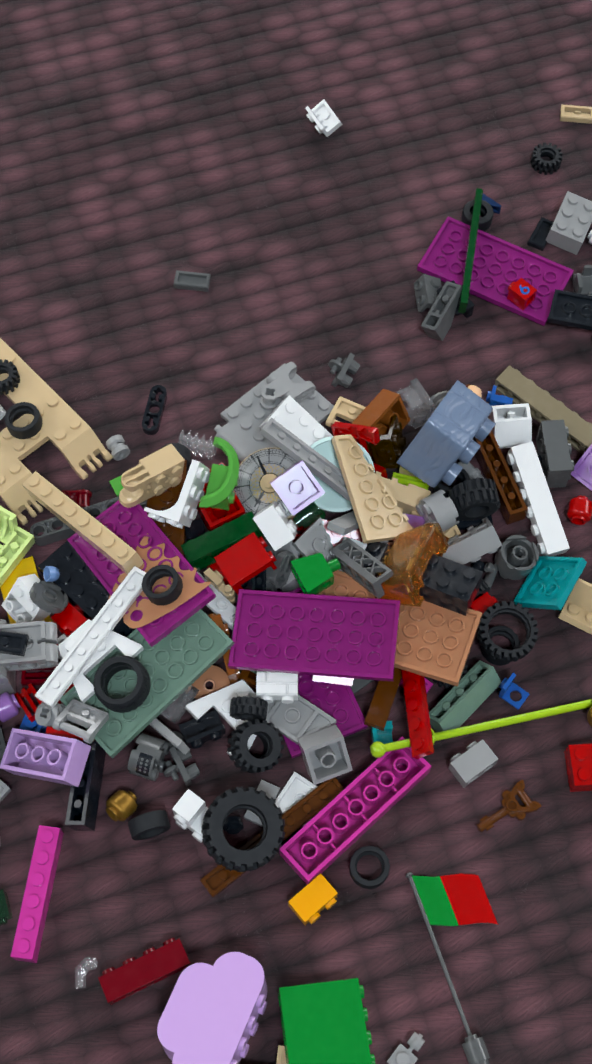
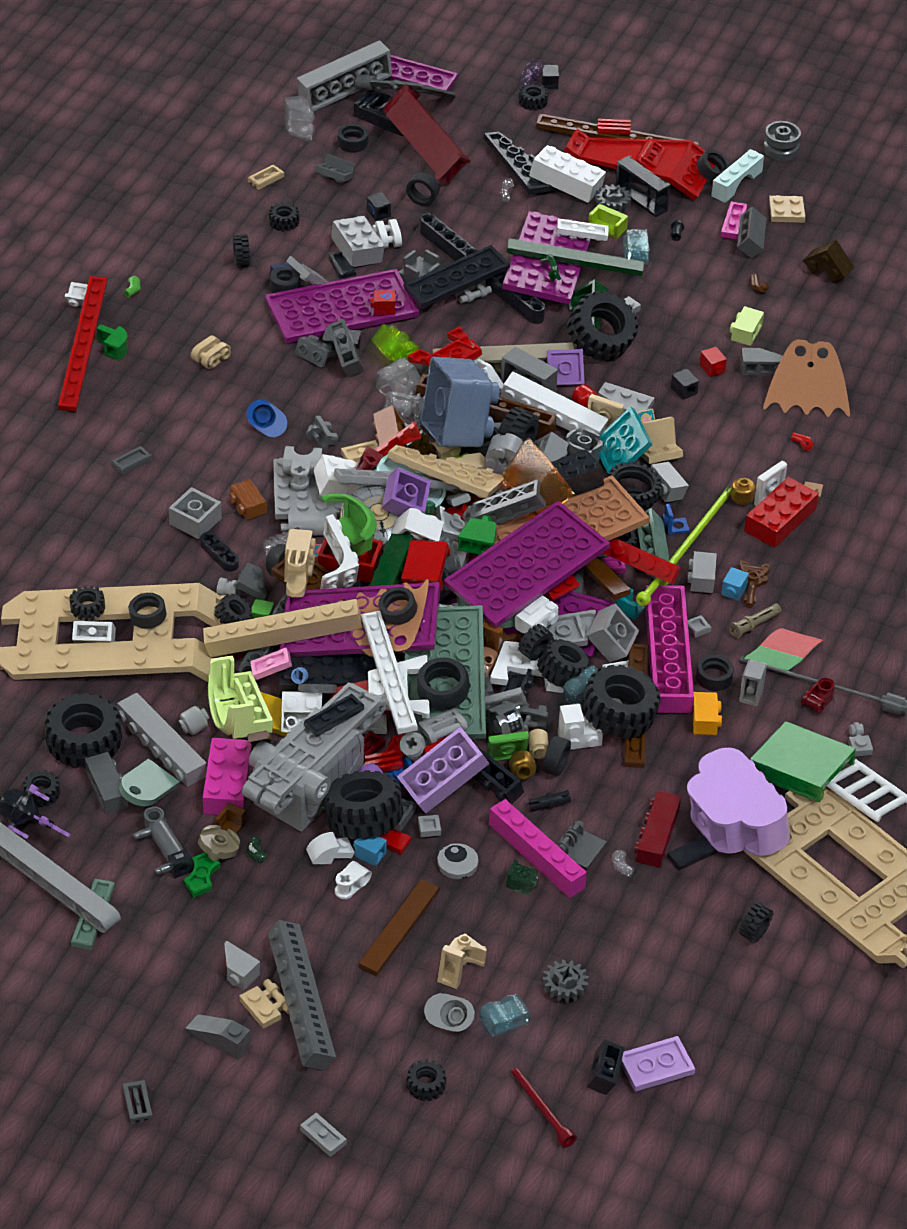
camera: 50 degrees left, 20 degrees down
(48, 543) = (271, 663): none -> bright pink plate
(73, 922) = (580, 844): none -> dark grey hinge
(80, 471) = (232, 609): none -> black tyre
(103, 857) = (550, 800): none -> black pin
(122, 780) = (503, 746): none -> bright green tile
(132, 453) = (251, 581): none -> dark grey wing
(141, 1017) = (691, 853): none -> black tile
(157, 796) = (538, 743): none -> tan brick
(170, 363) = (195, 513): none -> light grey brick
(223, 383) = (247, 499): none -> dark orange brick
(237, 777) = (575, 687): none -> clear light blue brick
(269, 156) = (82, 344): none -> red plate
(298, 173) = (114, 341): none -> green brick
(318, 324) = (267, 418): none -> blue piece
(319, 430) = (369, 459): none -> dark red piece
(351, 234) = (210, 352): none -> tan brick
(369, 137) = (134, 286): none -> bright green arm
(378, 911) = (753, 682): none -> light grey brick
(413, 808) = (698, 626): none -> light grey tile
(421, 977) = (819, 695): none -> dark red piece
(453, 368) = (398, 377): none -> clear slope
(454, 847) = (748, 623): none -> dark tan pin
(470, 251) = (314, 296): dark green tile -> none
(474, 164) = (241, 250): none -> black tyre
(487, 798) = (734, 583): none -> dark azure brick
(491, 339) = (394, 343): none -> clear neon green slope
(497, 222) = (306, 273): none -> light grey wing
(512, 386) = (460, 348): none -> red wing
(548, 649) = (672, 484): none -> light grey brick
(574, 540) = (606, 408): none -> tan tile

